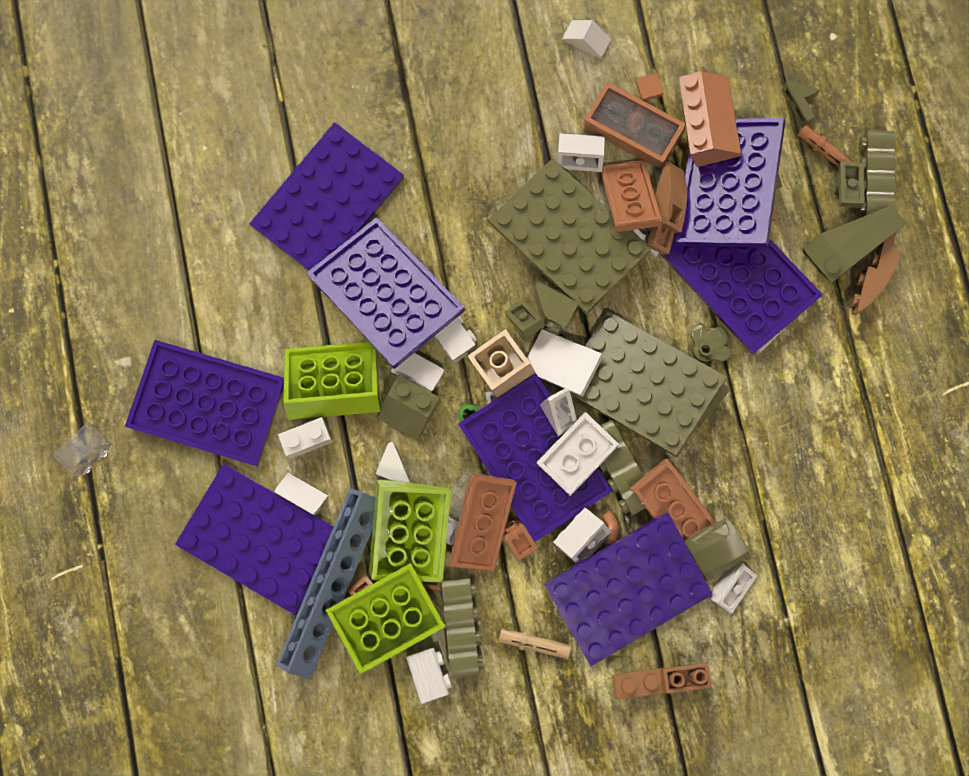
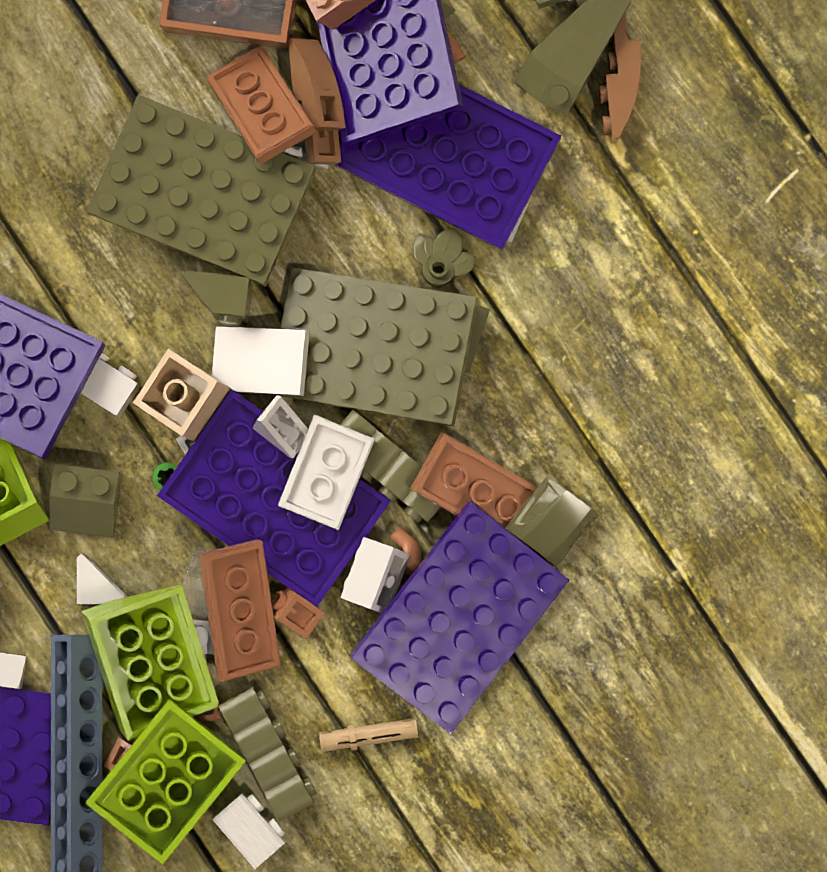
camera: 30 degrees left, 5 degrees up
(420, 372) = (81, 448): white slope -> none
(525, 320) = (188, 323): olive slope -> none
(581, 152) = (172, 70): white brick -> none
(661, 680) = (545, 715): medium nougat slope -> none
(732, 587) = (591, 560): white slope -> none

